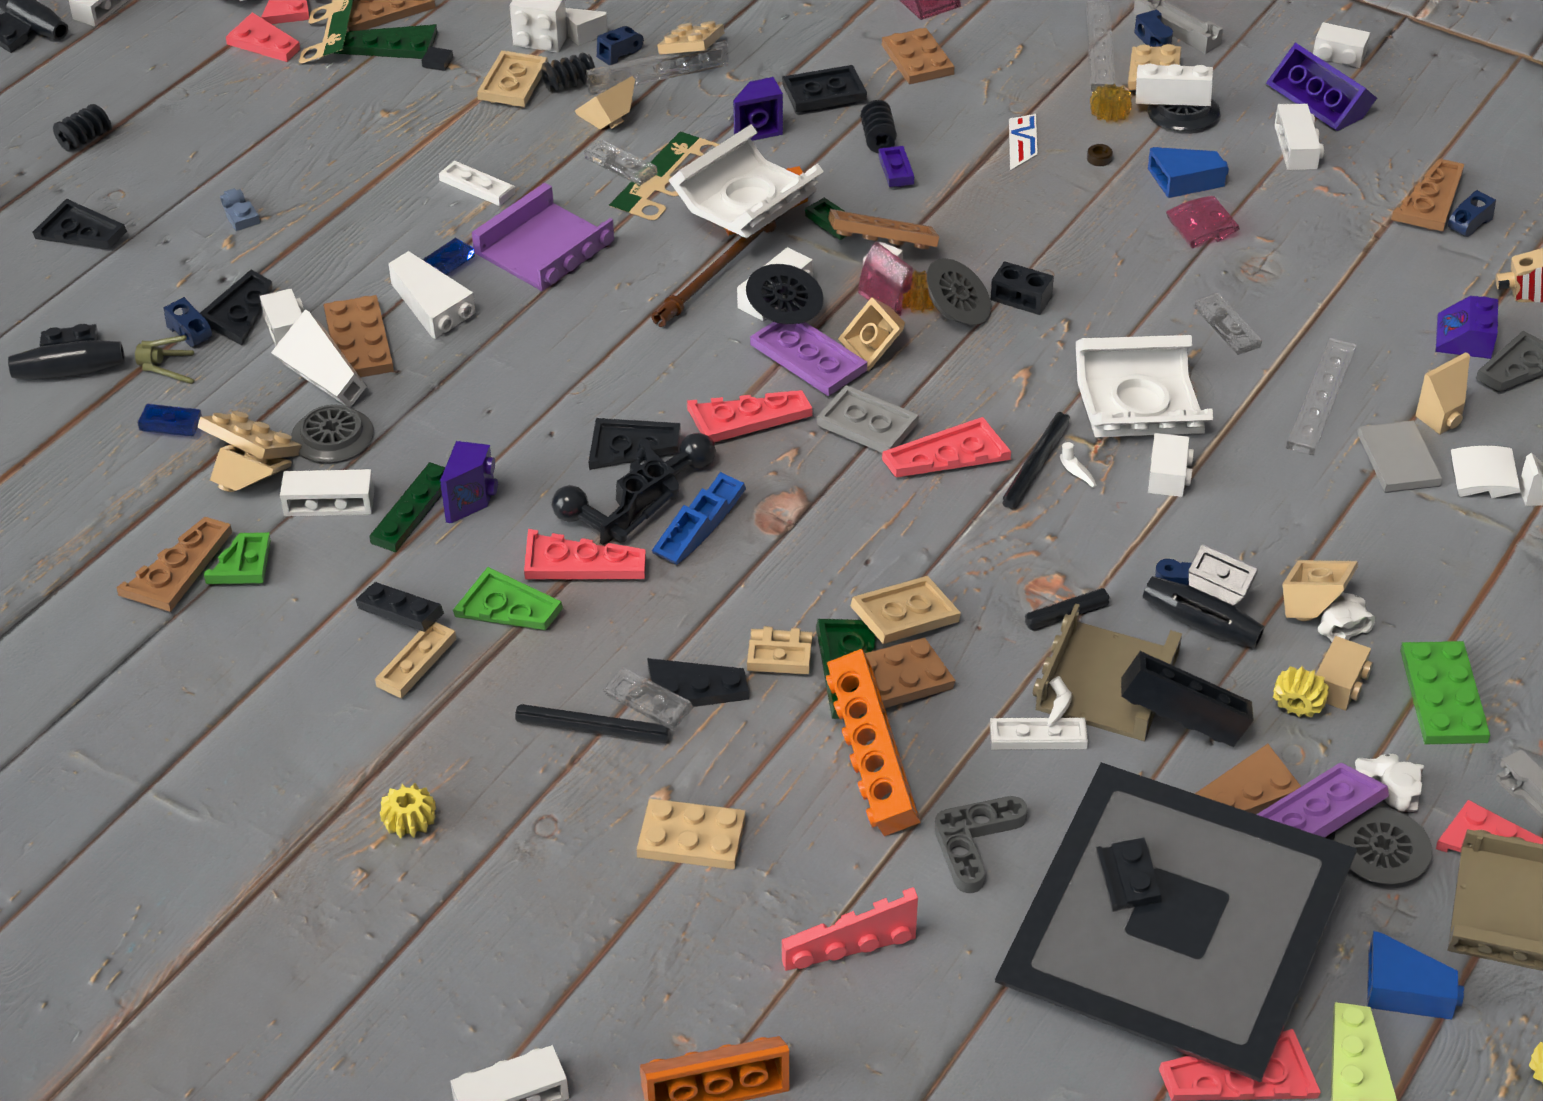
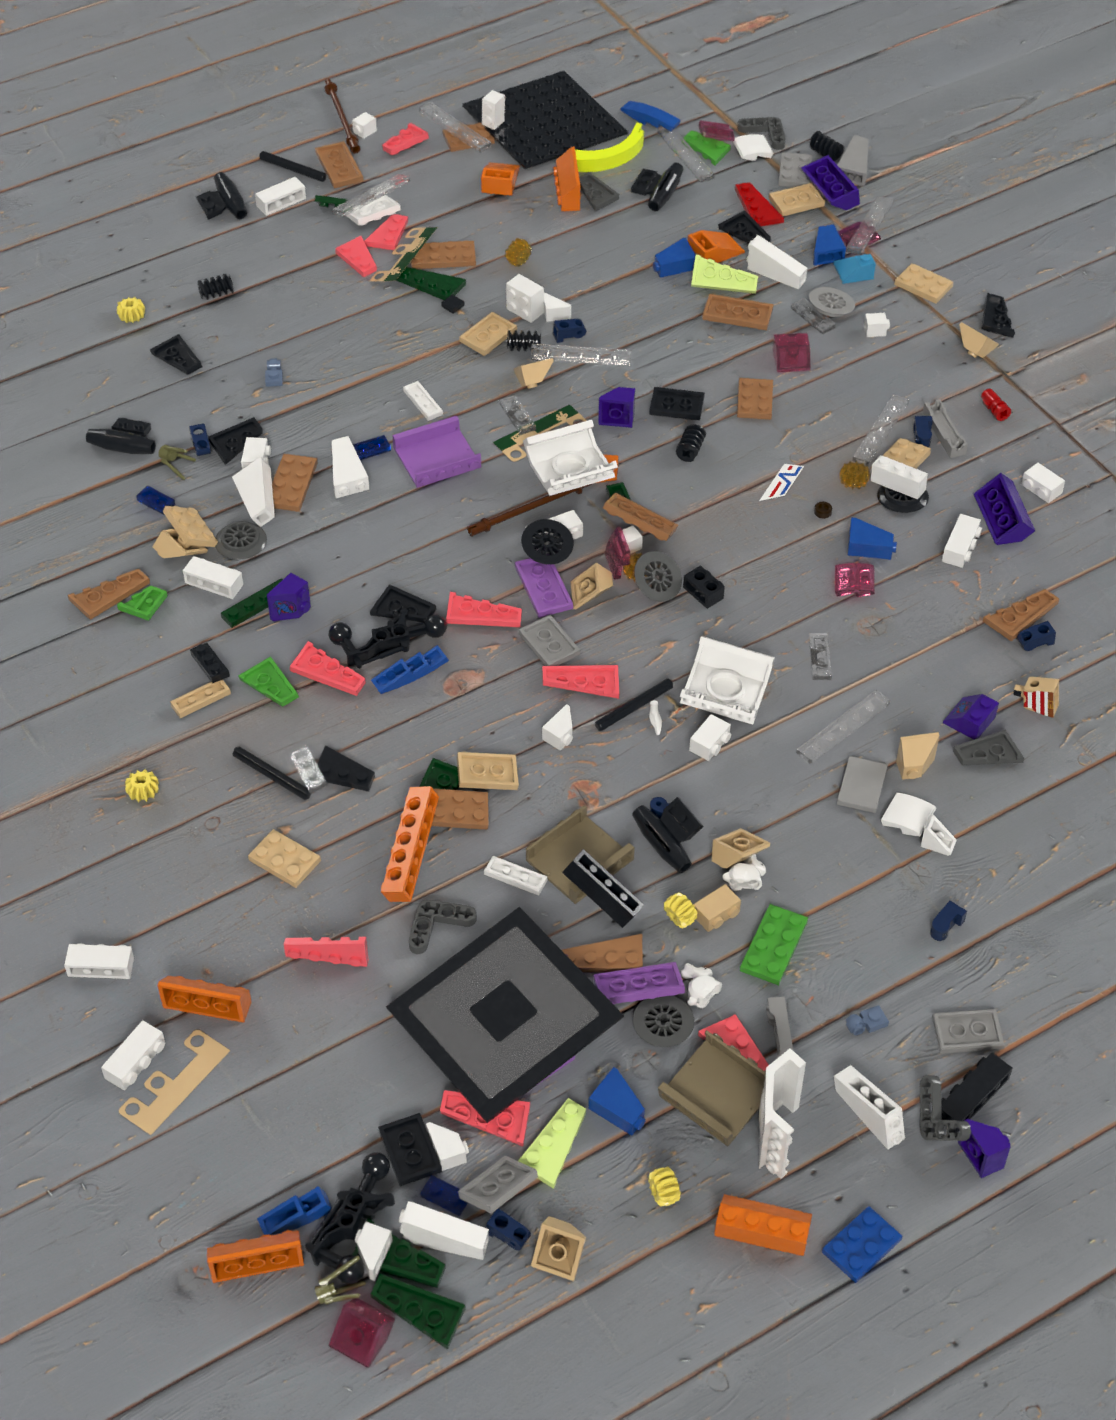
camera: 25 degrees right, 5 degrees up
(690, 38) = (612, 341): tan plate -> none
(779, 651) = (399, 772): tan plate -> none
(896, 166) = (684, 474): dark purple plate -> none
(964, 523) = (559, 729): none -> white slope
(1057, 611) = (592, 806): black axle -> none
(1062, 701) = (544, 858): white bar -> none
(1129, 874) = (490, 977): black plate -> none

